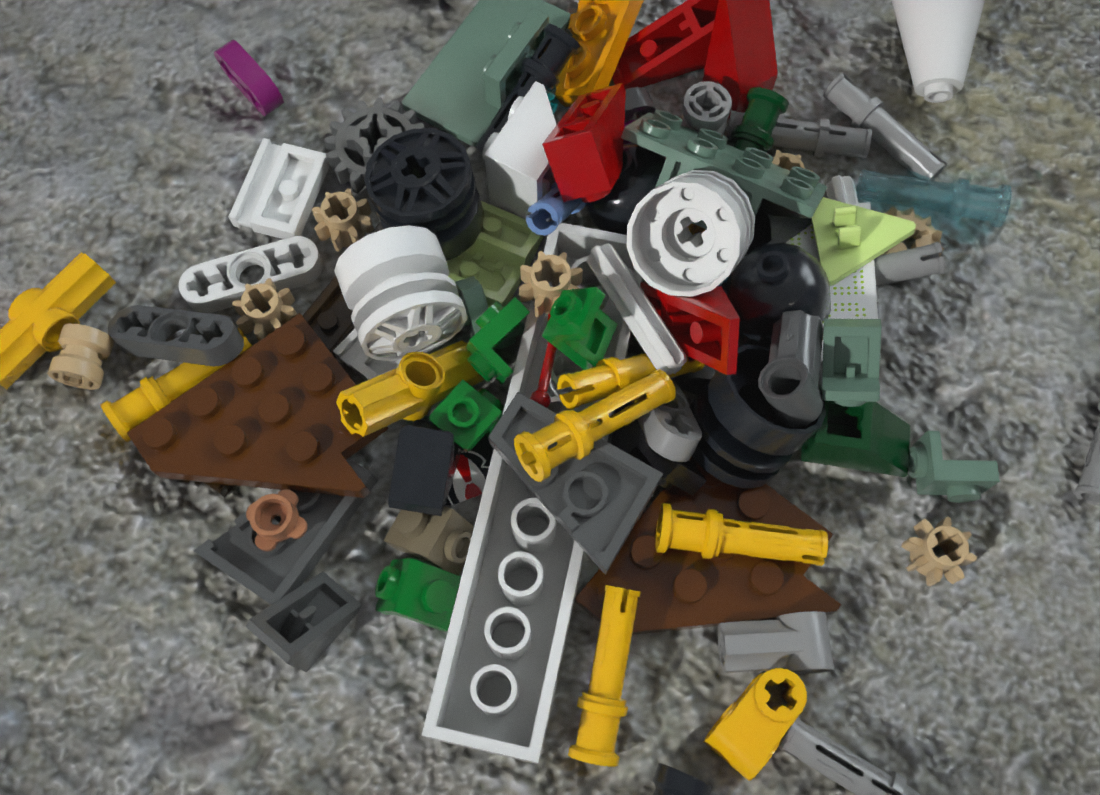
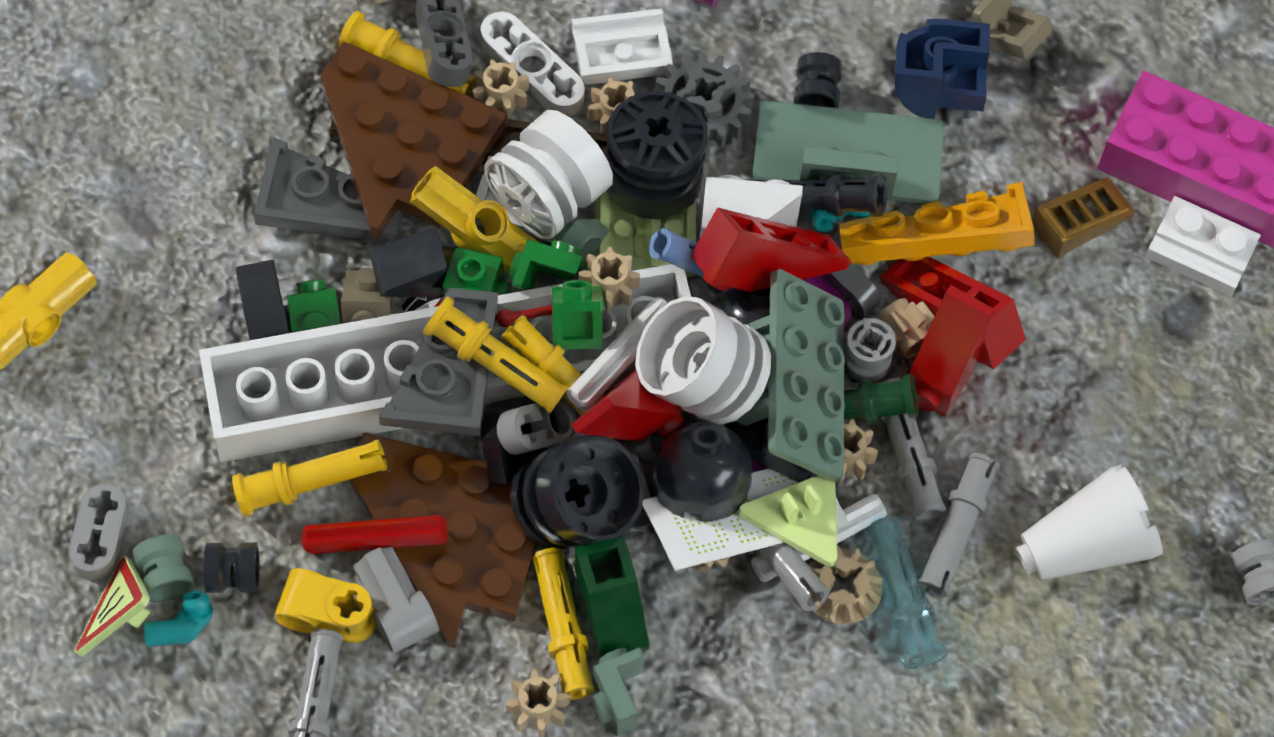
camera: 60 degrees right, 5 degrees down
(265, 509) = (321, 168): nougat plate -> none
(305, 621) = (248, 236): dark grey slope -> none
(393, 641) = (261, 300): none -> black tyre
(408, 50) = (818, 80): none -> black wheel
(678, 80) = (909, 325): none -> tan gear
(700, 635) = (375, 534): none -> red axle
(715, 535) = (460, 505): yellow pin -> none
(793, 369) = (606, 493): dark grey piece -> none
(851, 361) = (654, 539): sand green bracket -> none
(871, 496) = (566, 642): none -> yellow pin

